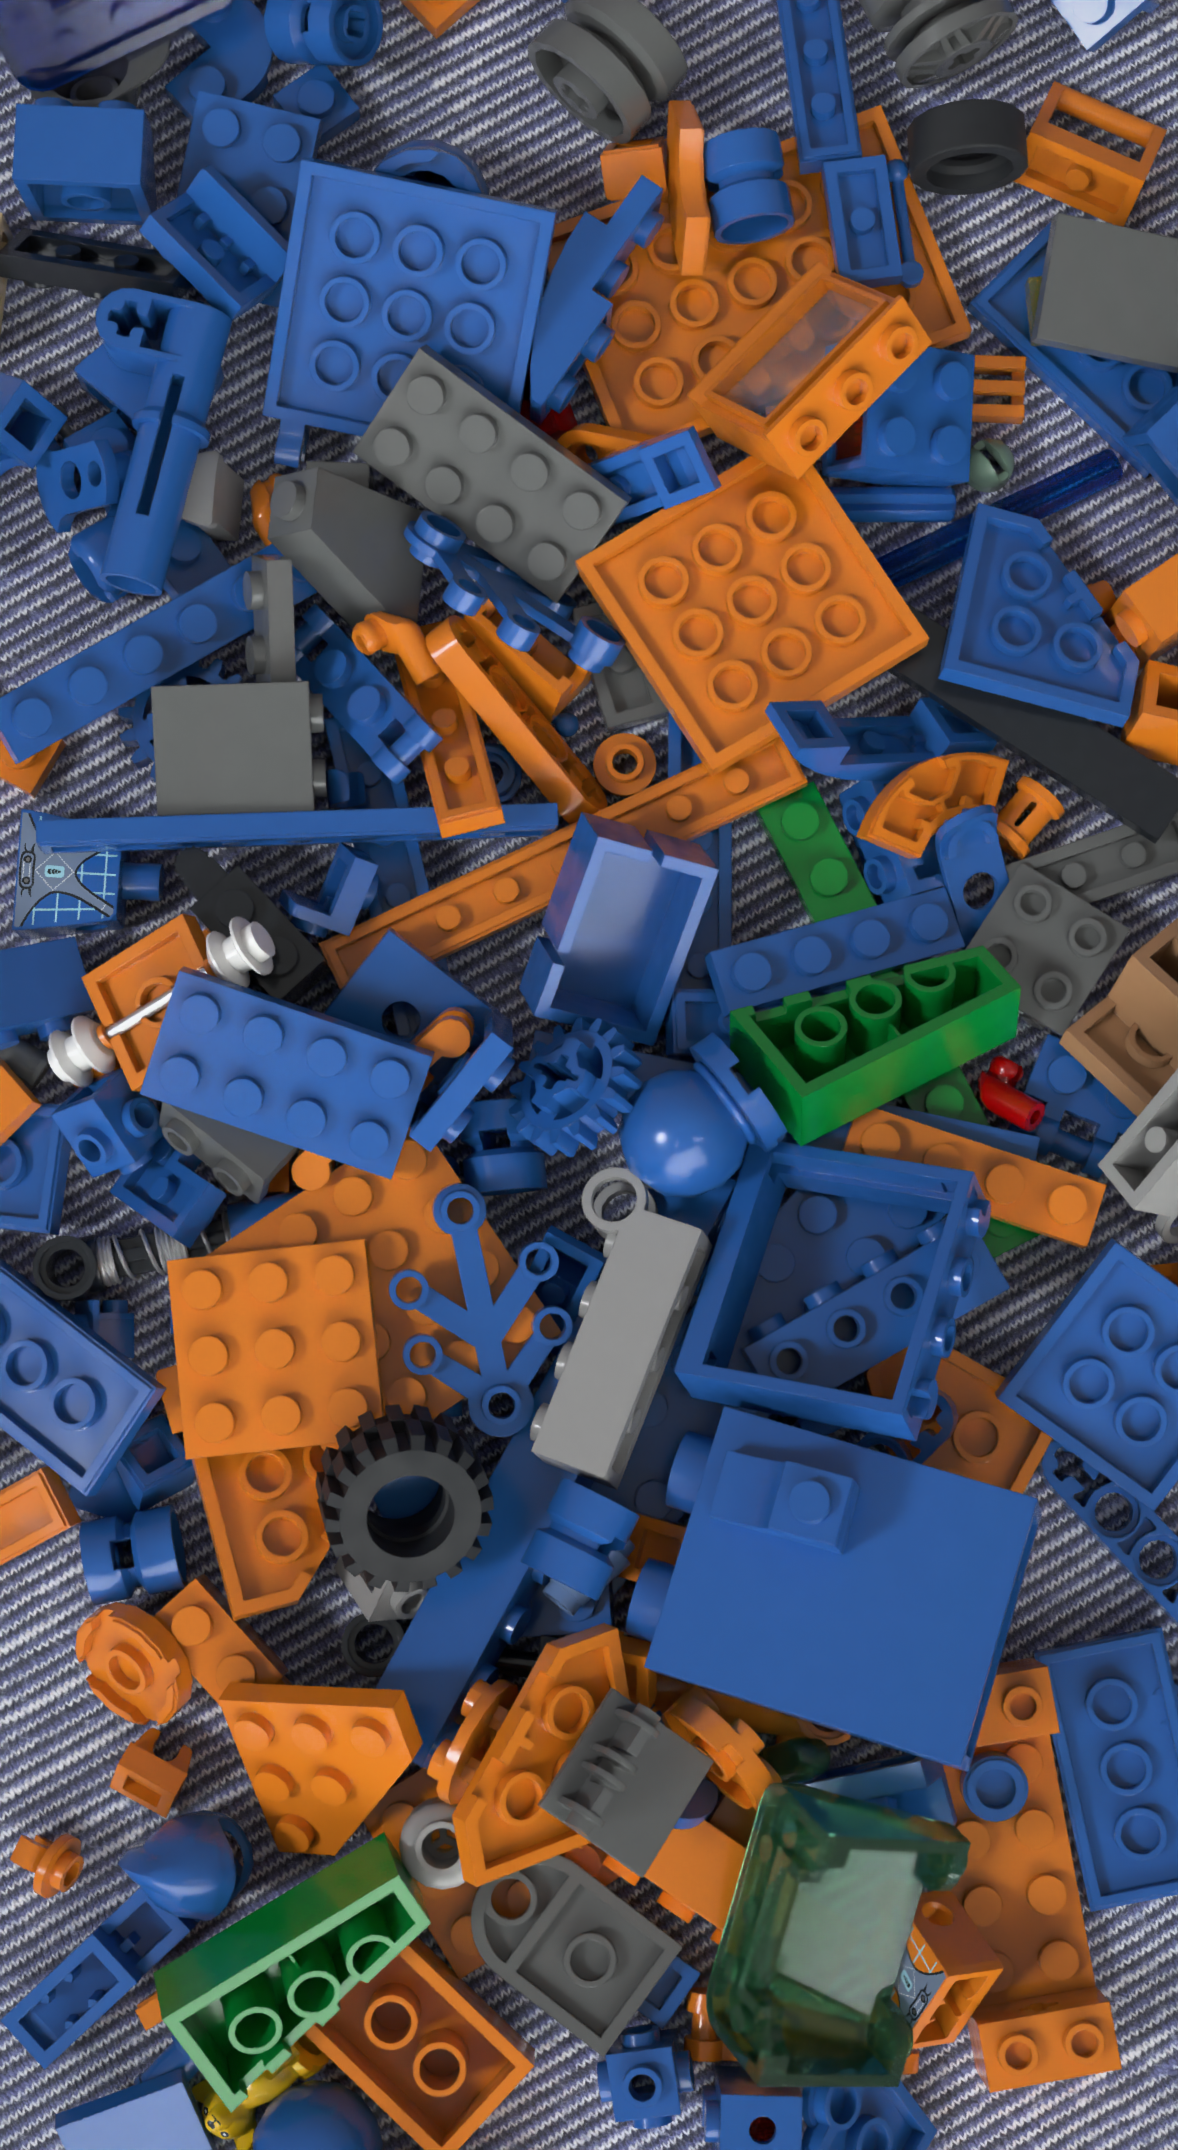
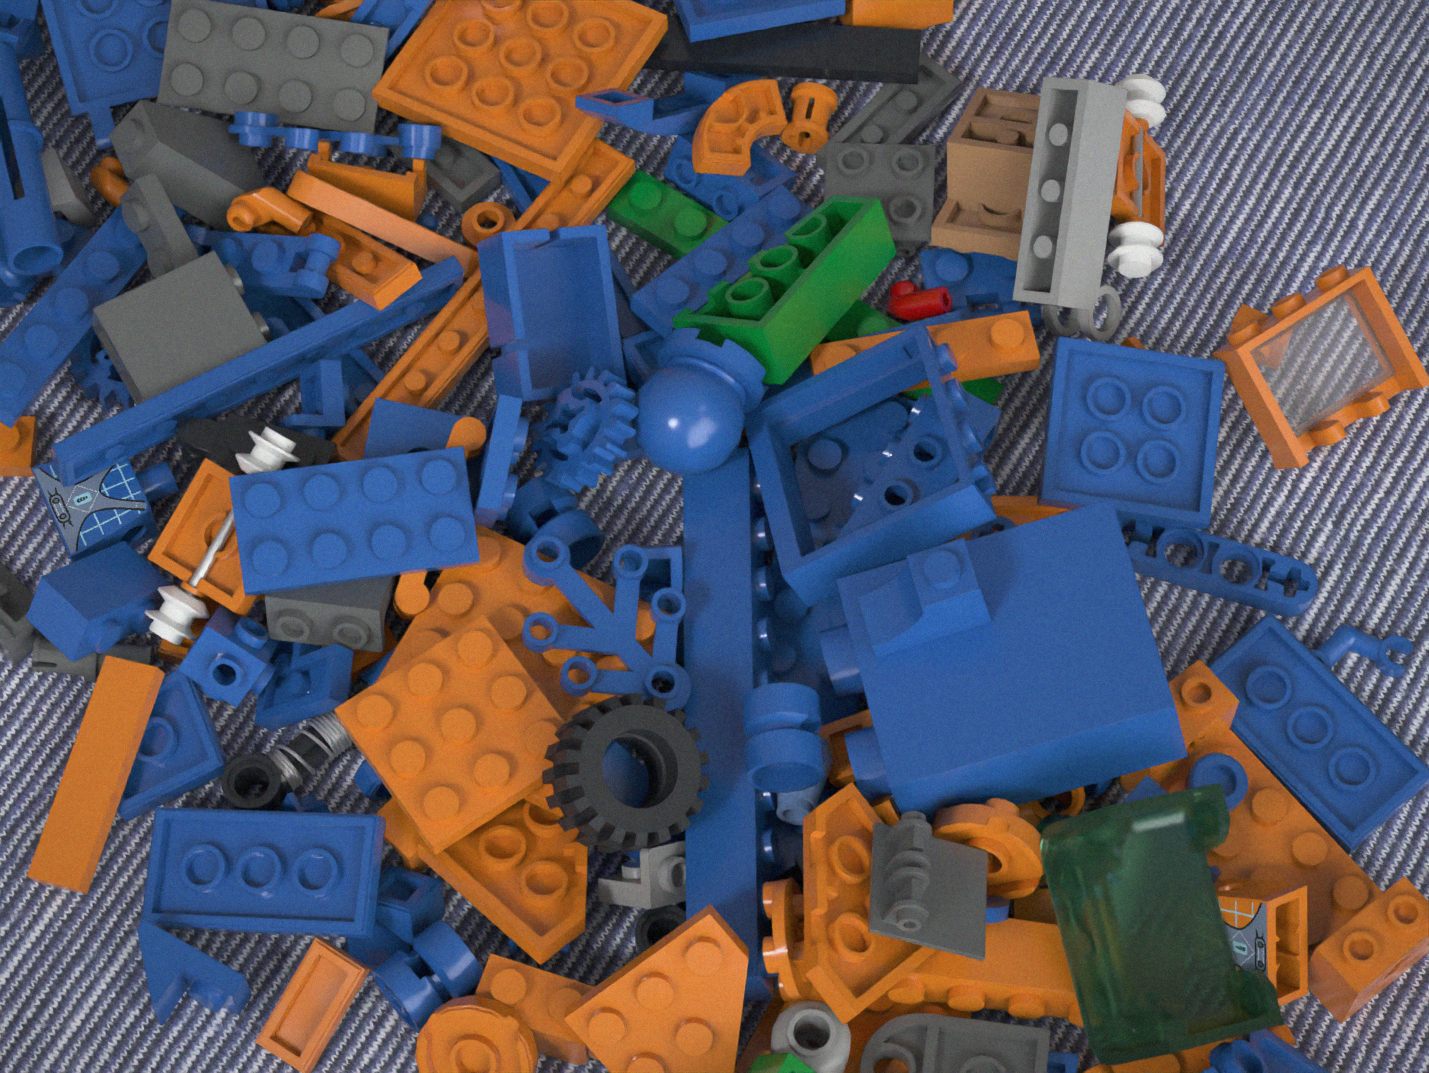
camera: 25 degrees left, 20 degrees down
(624, 1333) = (727, 577): light grey hinge -> none
(967, 847) = (783, 147): blue piece -> none

